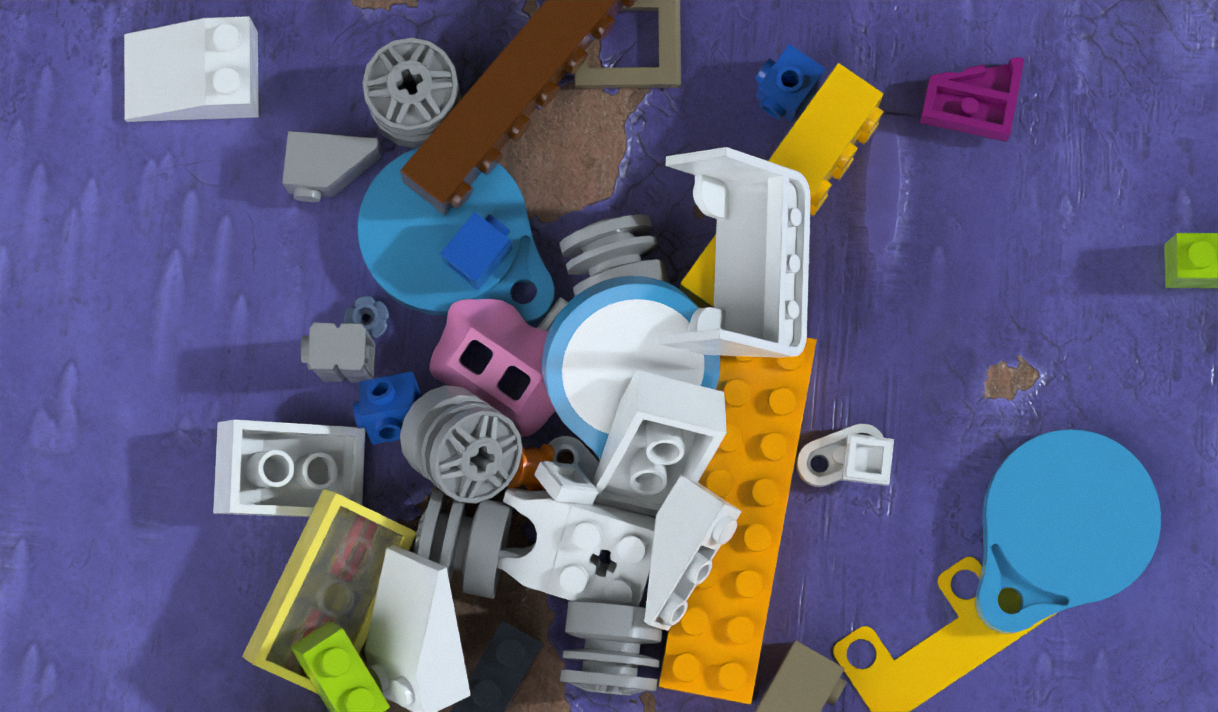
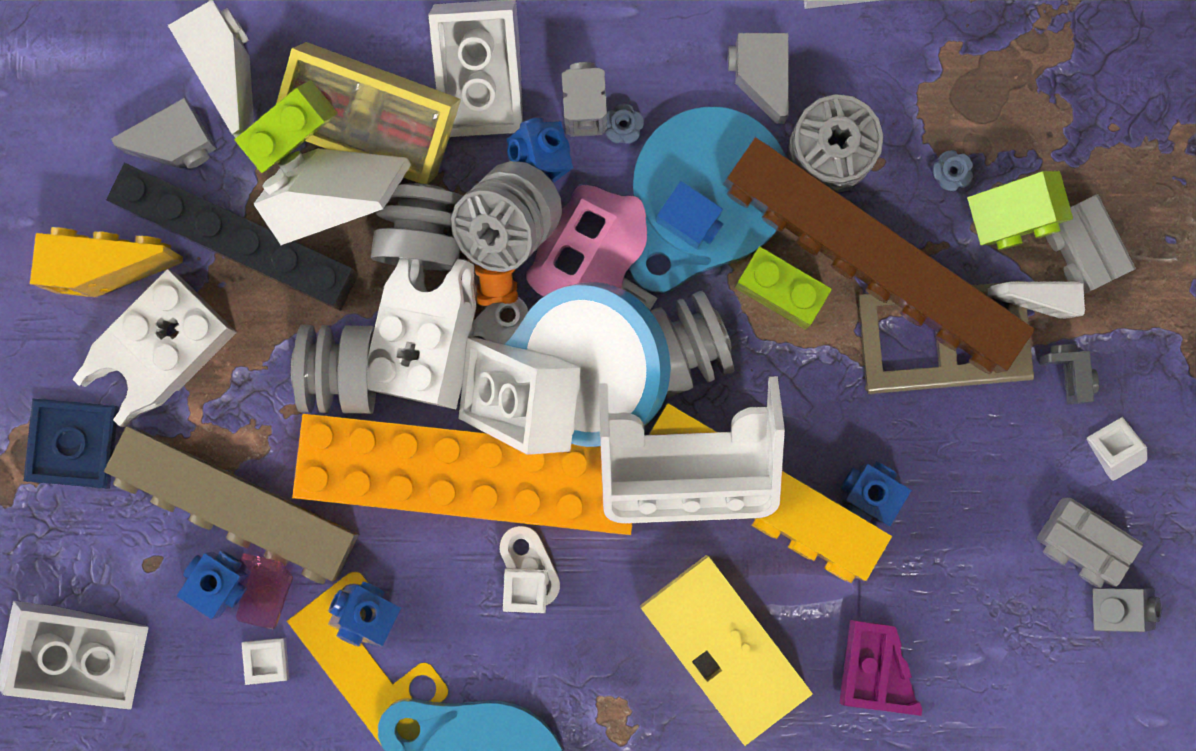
camera: 85 degrees right, 5 degrees up
(562, 161) = (783, 288): none -> lime brick
(566, 483) = (479, 315): white tile -> none
(685, 540) = (430, 425): white slope -> none
(883, 638) = (376, 617): none -> blue brick
(943, 253) = (726, 650): none -> light yellow brick

